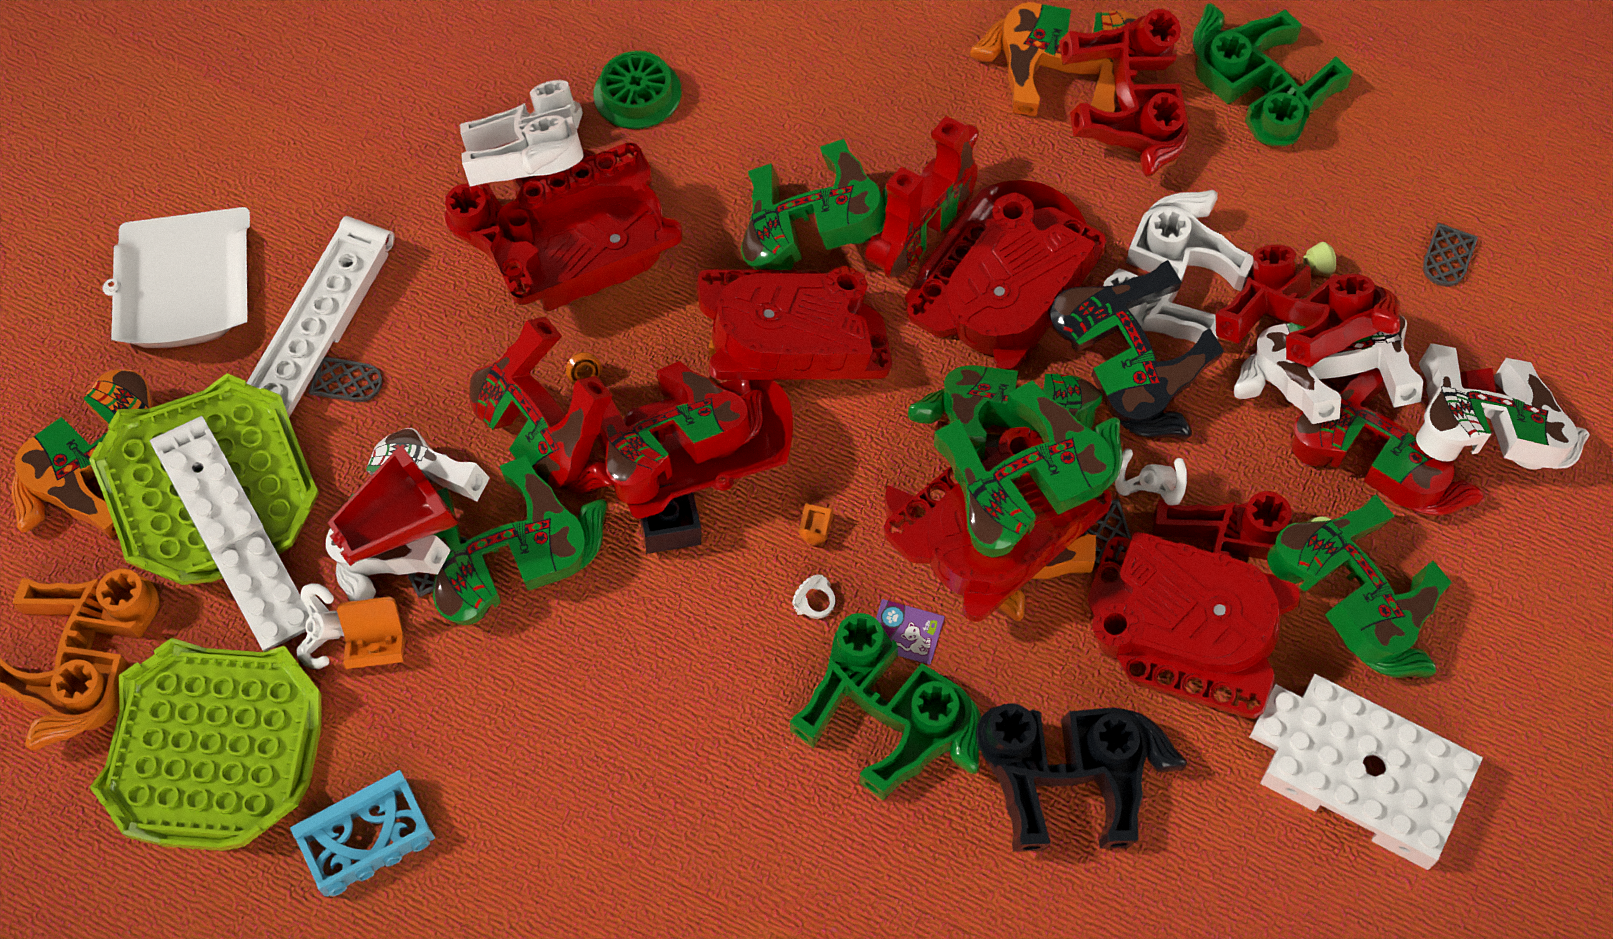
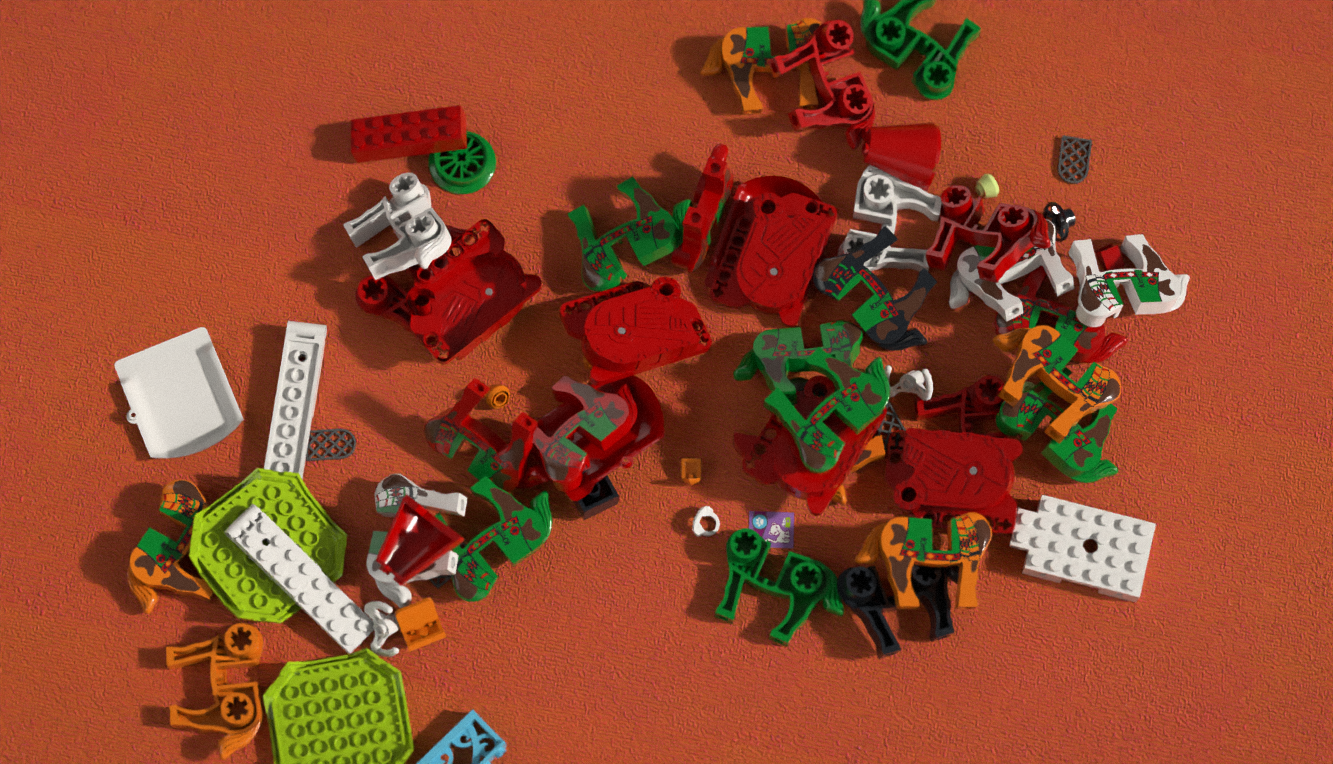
camera: 20 degrees left, 10 degrees up
(578, 39) = (408, 134): none -> red brick
(1100, 687) = (909, 542): none -> animal
(1215, 188) = (904, 151): none -> red cone
(1364, 479) = (1045, 354): none -> animal
(1419, 320) = (1061, 219): none -> black wheel

